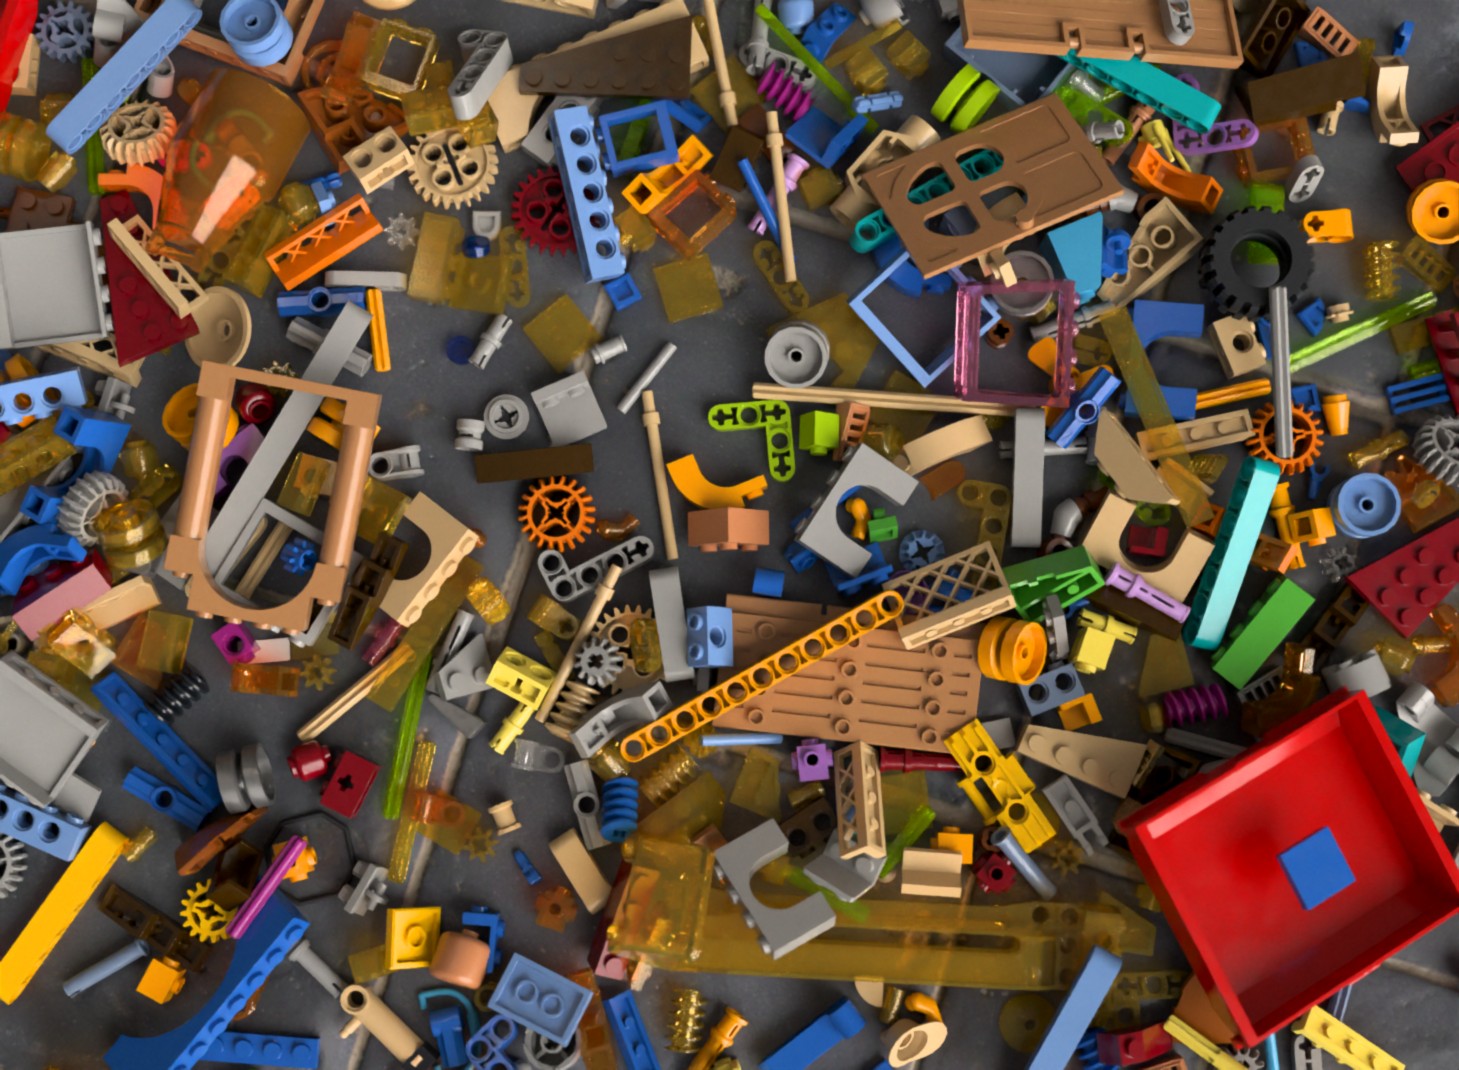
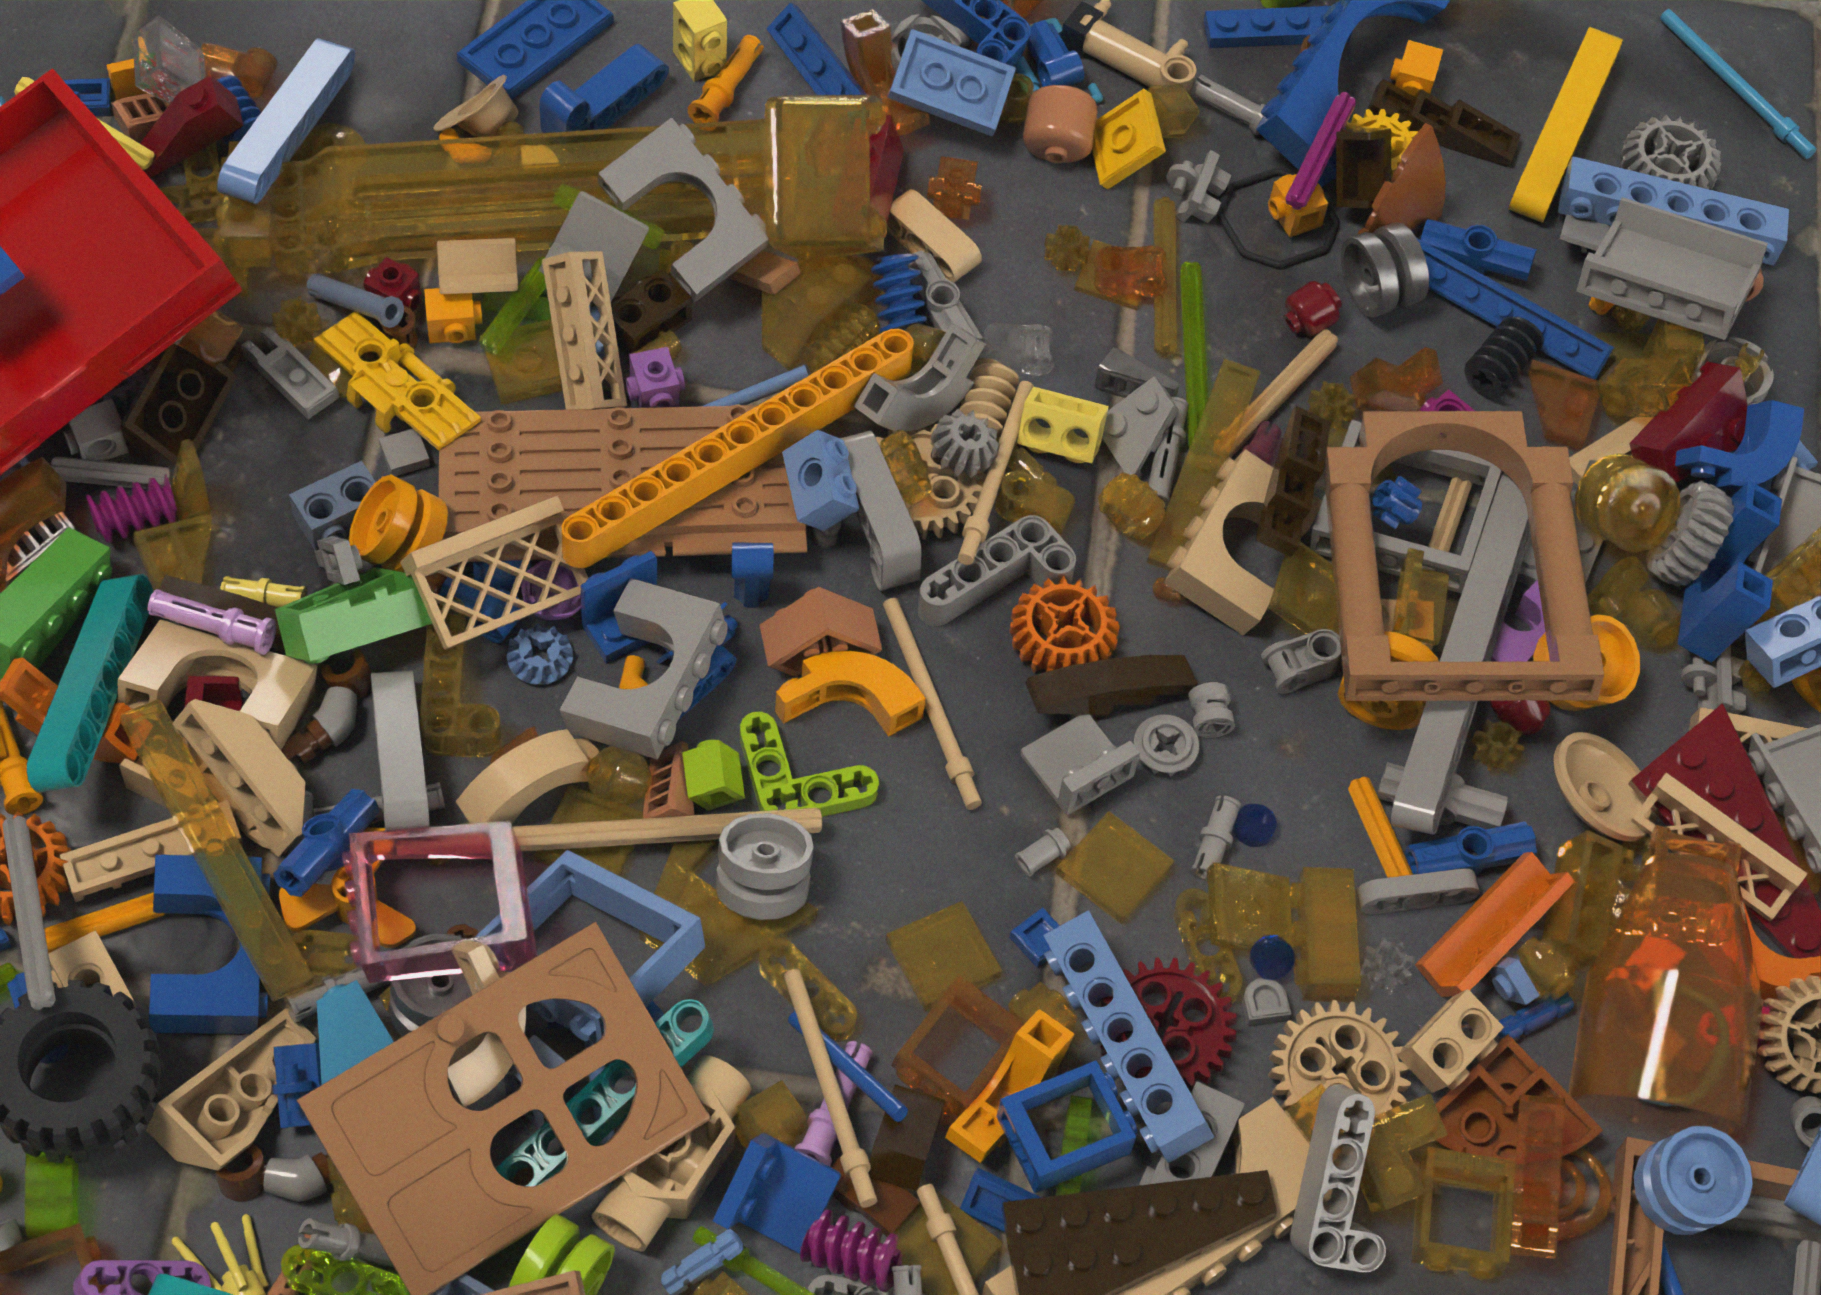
camera: 160 degrees right, 25 degrees down
(106, 967) = (1490, 77): sand blue pin -> none
(139, 844) = (1498, 195): clear yellow pin -> none
(165, 641) = (1544, 407): clear yellow panel -> none
(188, 89) = (1765, 1121): clear yellow plate -> none
(363, 774) = (1252, 291): dark red brick -> none
(481, 916) = (1037, 173): blue bracket -> none
(504, 817) = (1045, 280): tan bush -> none
(511, 727) = (1063, 375): light yellow pin -> none
(528, 868) = (998, 232): blue piece -> none
(617, 531) = (974, 623): clear orange arm -> none
(646, 377) = (978, 826): light grey bar -> none
(686, 1021) = (763, 79): clear yellow piece -> none
(758, 785) = (721, 352): clear yellow wing -> none
(882, 527) = (603, 669): bright green tile -> none
(906, 761) = (526, 399): dark red pin -> none
(1079, 712) = (281, 486): light orange panel -> none
(1089, 758) = (285, 431): tan wedge -> none
(1091, 650) = (285, 545): light yellow brick -> none
(1150, 758) = (201, 419): clear yellow piece -> none
(1181, 187) = (190, 1206): orange arch -> none
(1209, 466) = (130, 798): clear yellow slope -> none

